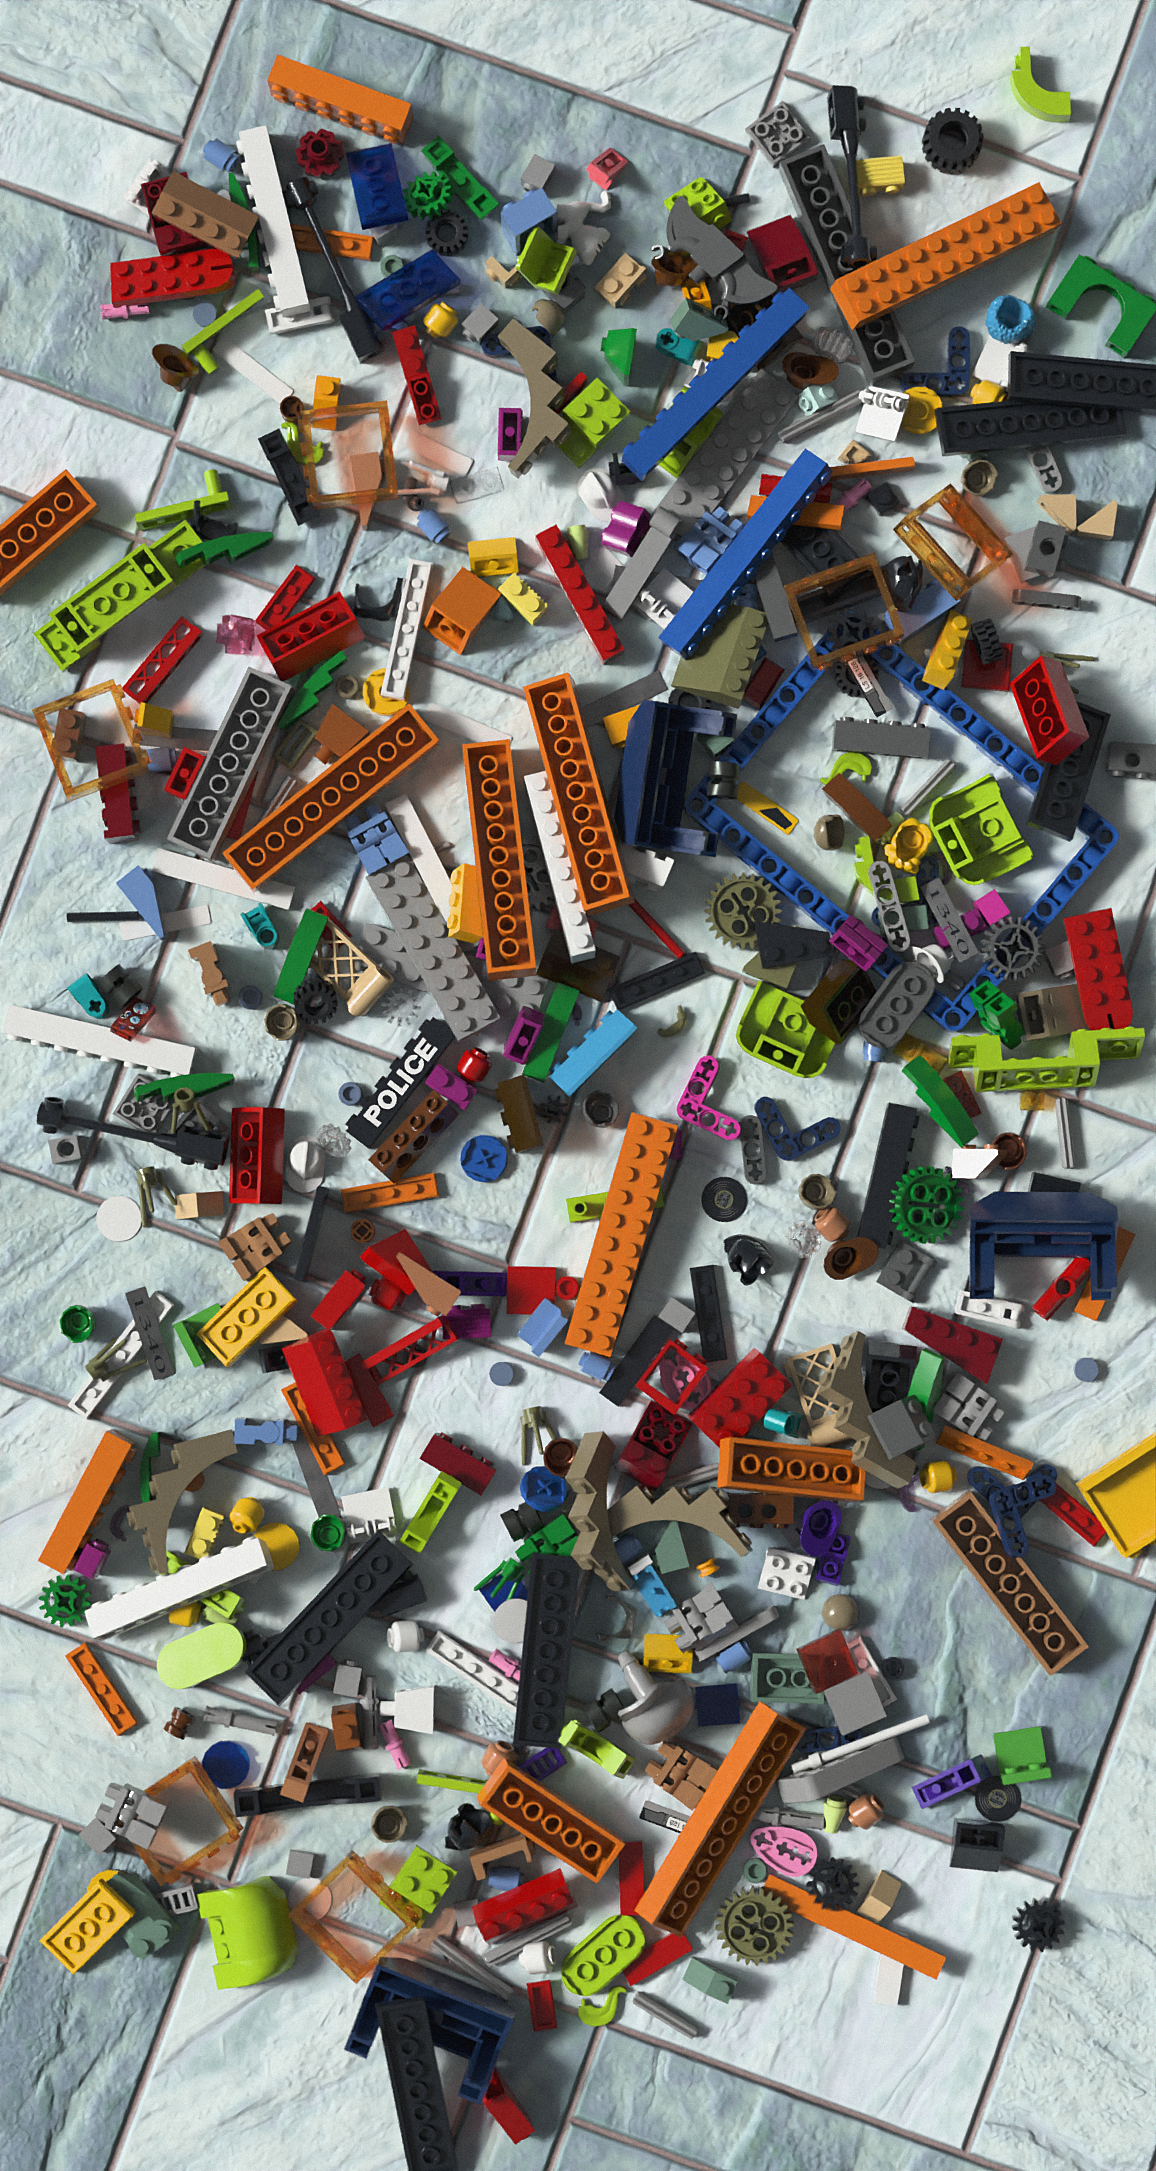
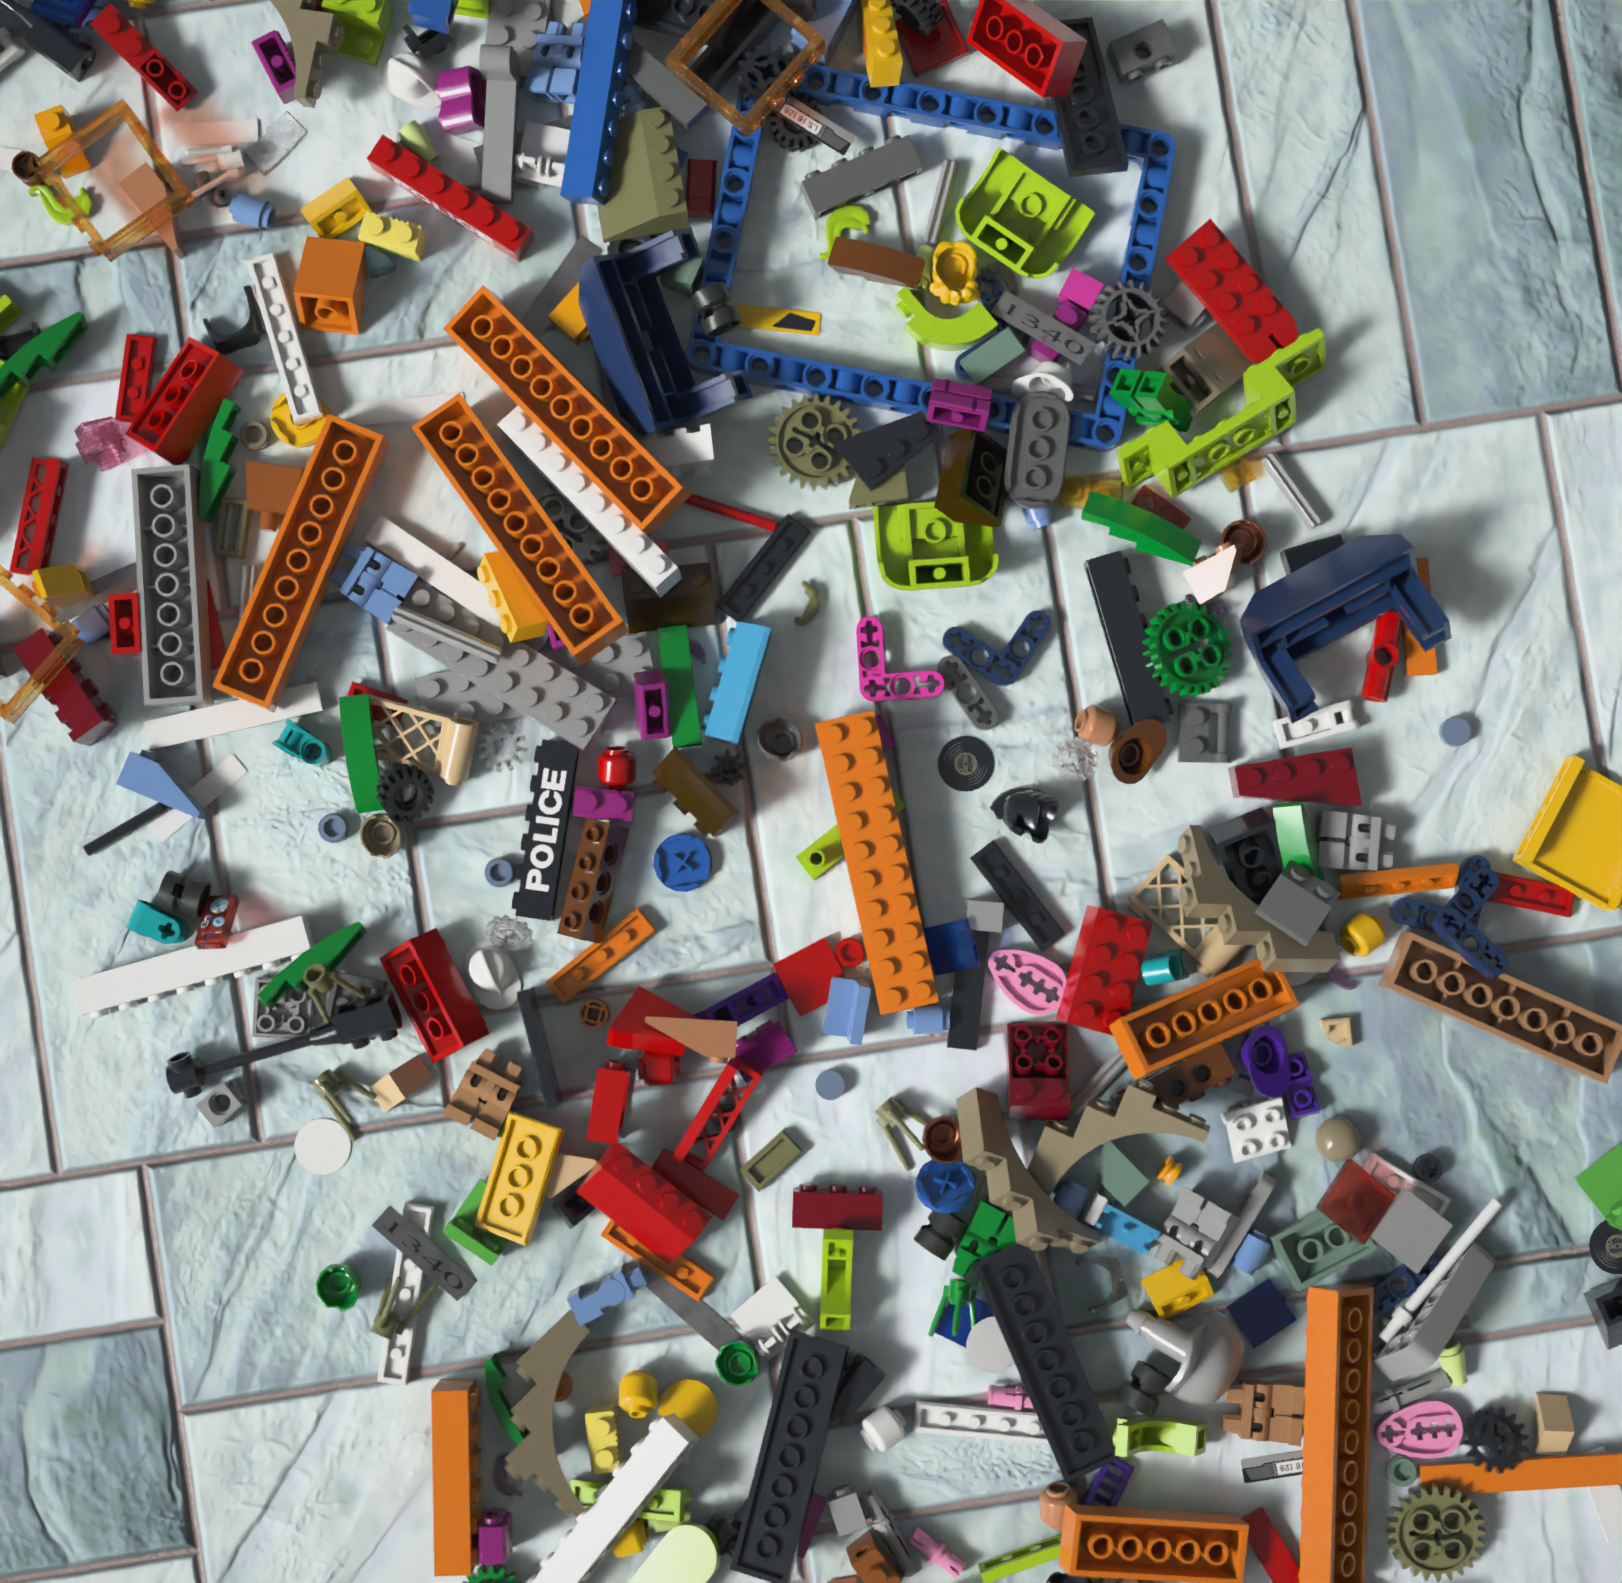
camera: 30 degrees left, 0 degrees up
(212, 976) = (275, 827): medium nougat hips -> none
(288, 475) = (64, 242): black slope -> none
(406, 905) = (447, 634): none -> light grey axle
(412, 1709) = (935, 1504): white torso -> none
(430, 1404) = (771, 1160): none -> olive tile
(641, 1323) = (951, 946): none -> clear blue piece
(656, 1395) = (1016, 1016): red window -> none
(816, 1192) = (1062, 700): dark tan hair -> none
(829, 832) = (861, 306): dark tan hair -> none
(866, 1811) = (1486, 1340): nougat head -> none
(883, 1535) = (1338, 1030): none -> tan tile
(892, 905) = (973, 345): light grey beam -> none
(951, 1781) = (1560, 1255): dark purple slope -> none

